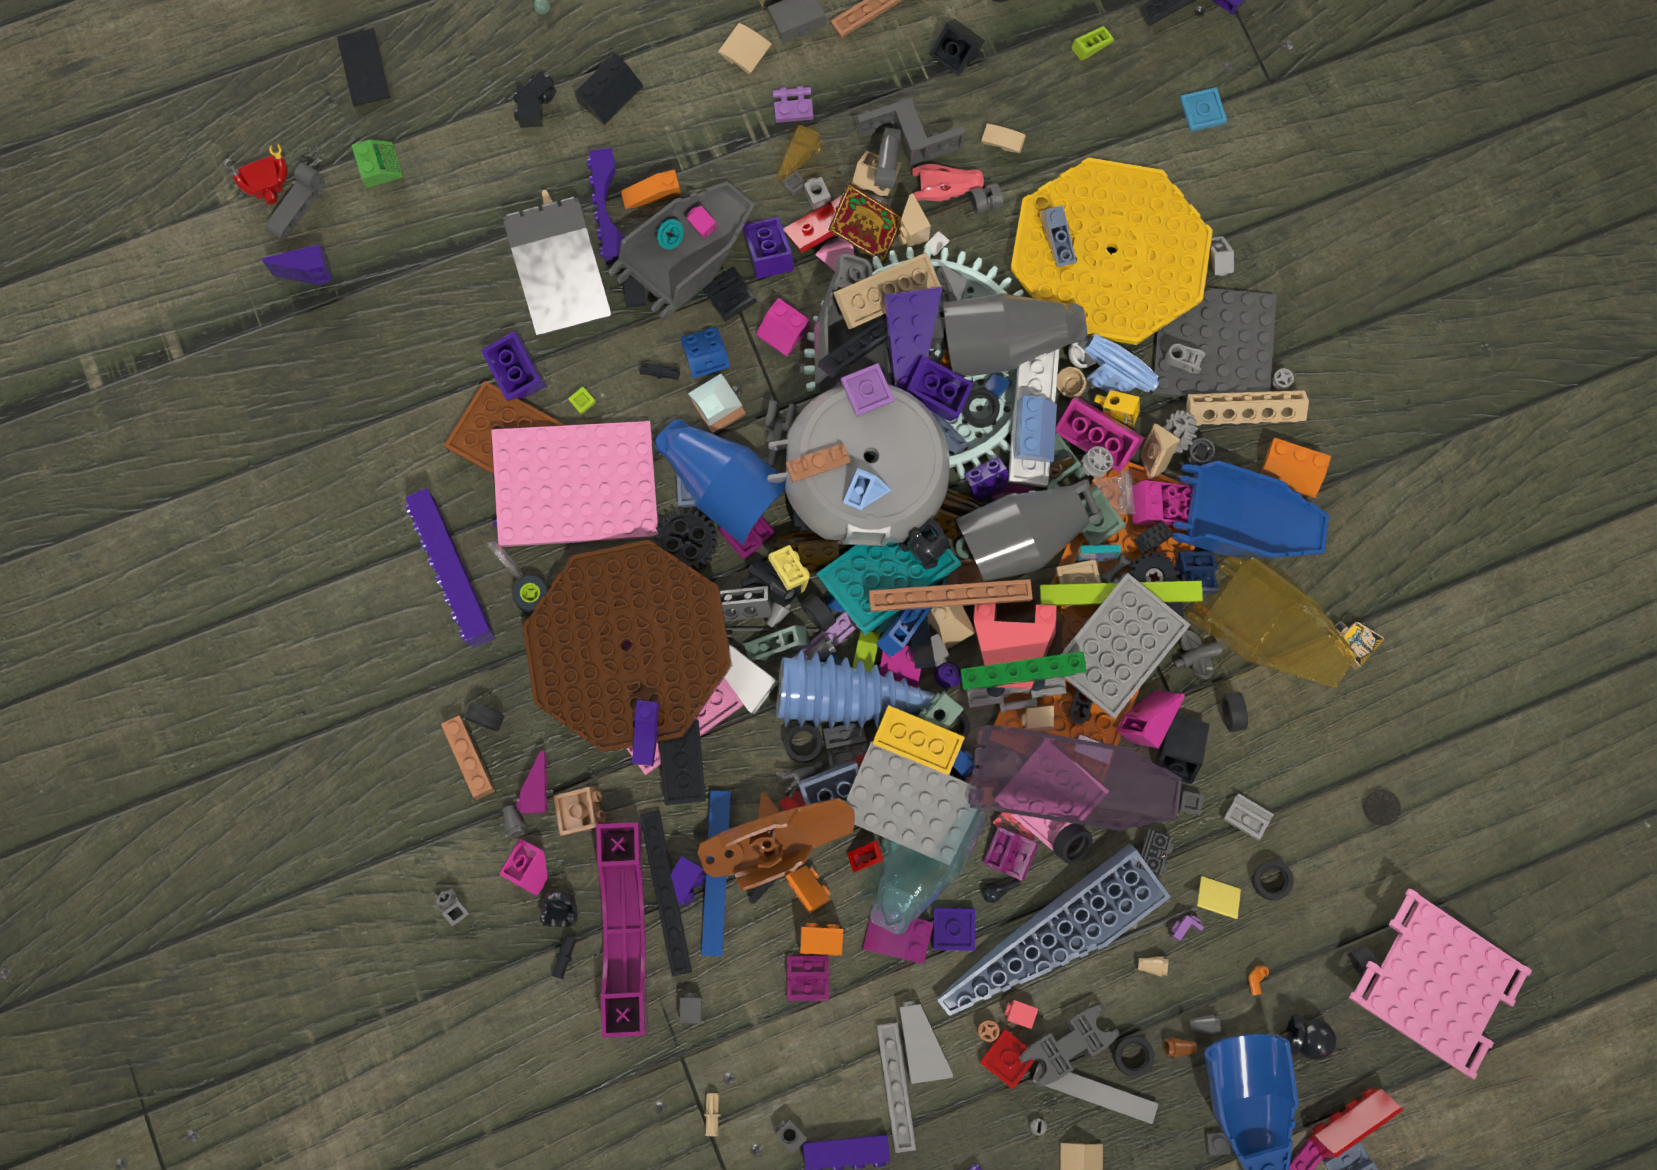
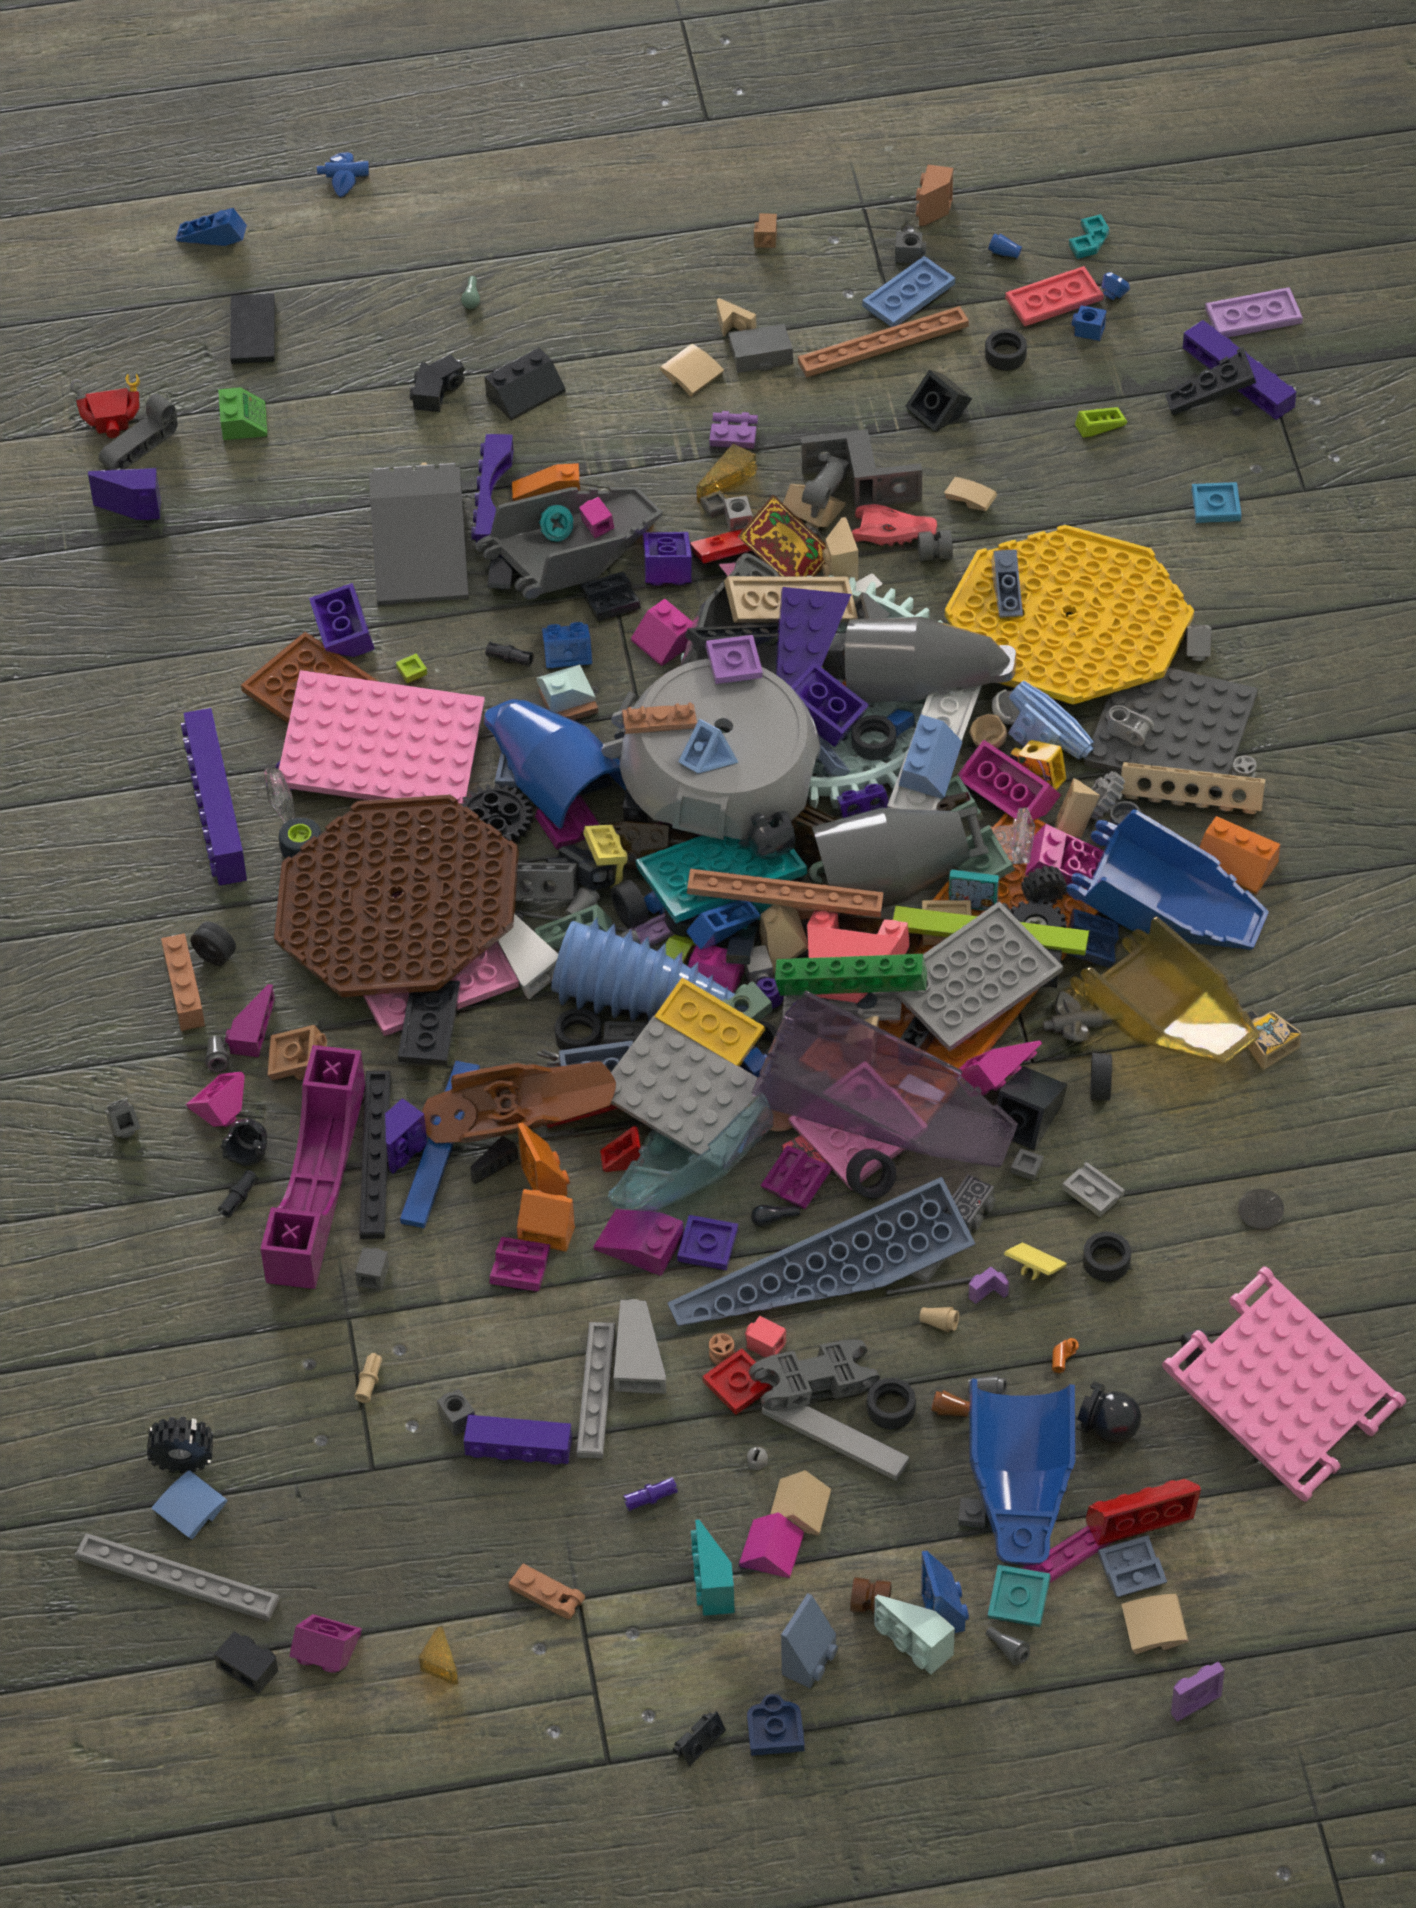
camera: 15 degrees right, 25 degrees down
(645, 732) = (395, 970): dark purple slope -> none
(1097, 462) = (994, 803): light grey wheel -> none

